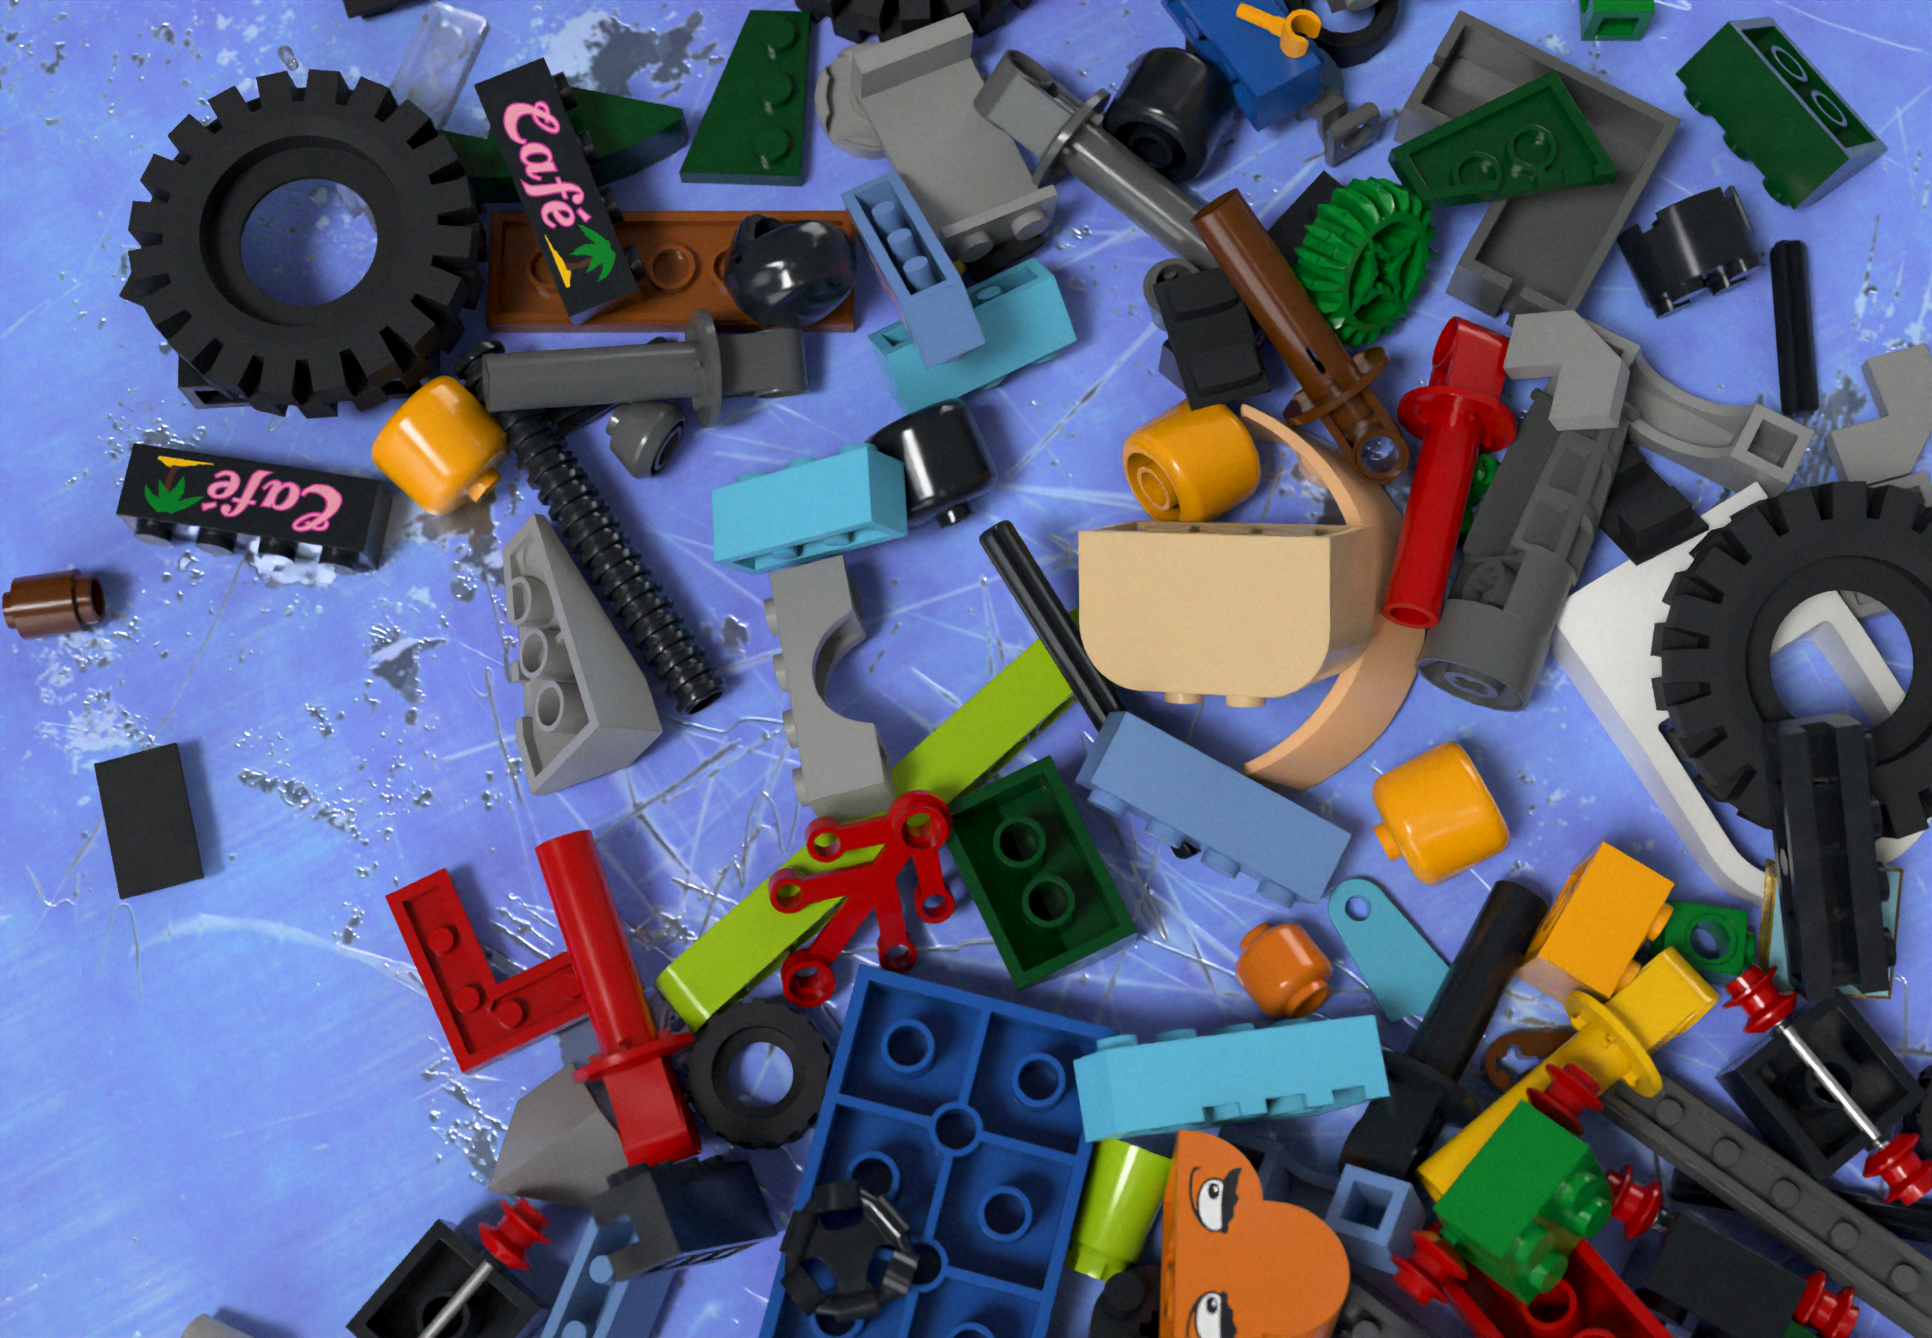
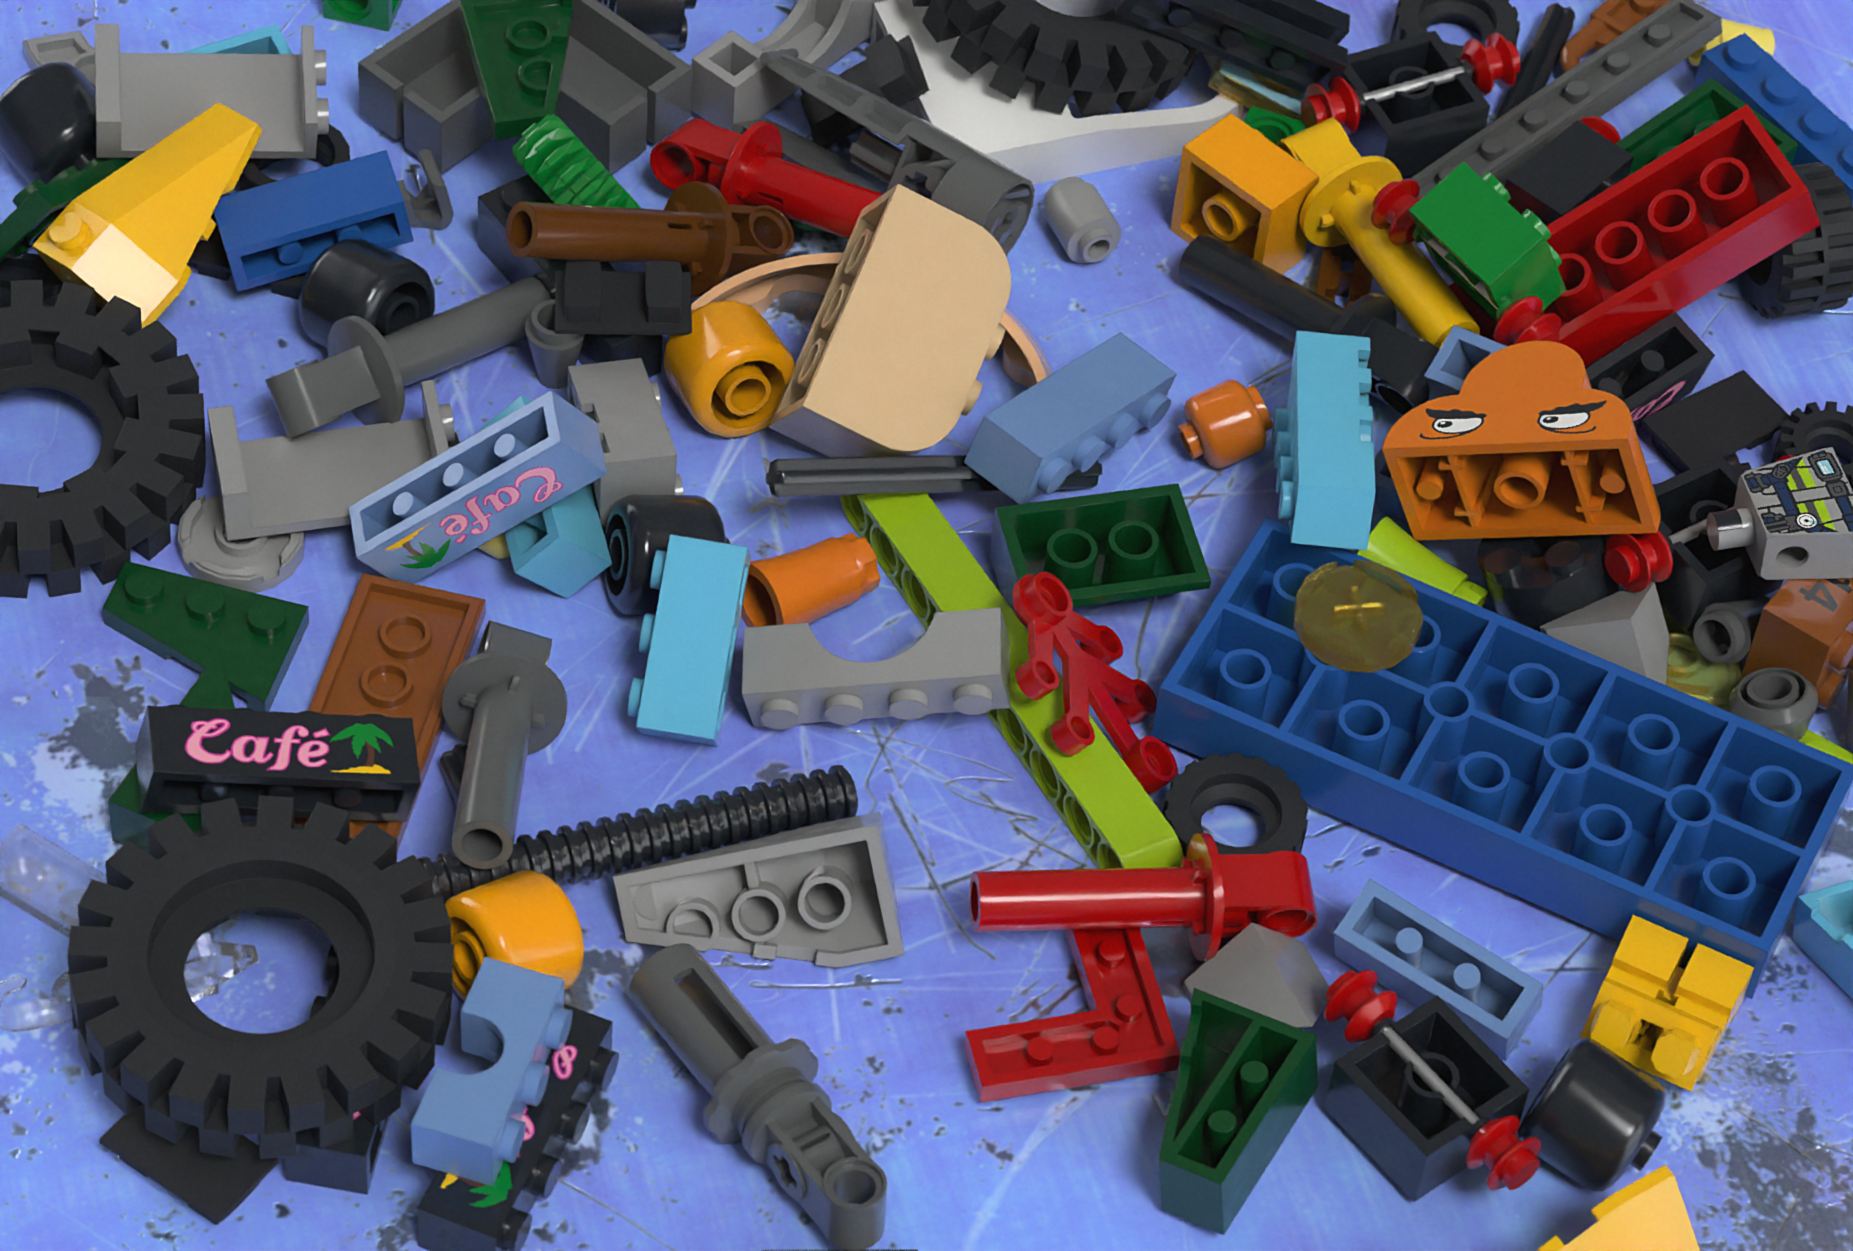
camera: 85 degrees left, 25 degrees down
(310, 469) = (474, 1120): none -> medium blue arch
(324, 702) = (764, 1096): none -> dark grey piece
(401, 1129) = (1231, 1107): none -> dark green wedge
(646, 435) = (556, 779): dark grey cone -> none
(682, 1214) = (1384, 828): black brick -> none
(788, 271) = (435, 599): black piece -> none
(847, 1253) = (1455, 731): black piece -> none
(941, 603) = (809, 582): none -> orange plant
(1000, 1148) = (1358, 616): none -> clear yellow tile
(1065, 392) = (631, 431): none -> light grey wedge
(1297, 21) = (352, 159): light orange hand -> none
(1387, 951) = (1234, 354): medium azure piece -> none
(1438, 814) = (1111, 278): light orange head -> none
(1532, 767) = (1081, 220): none -> light grey brick
(1588, 371) = (720, 67): light grey tile -> none

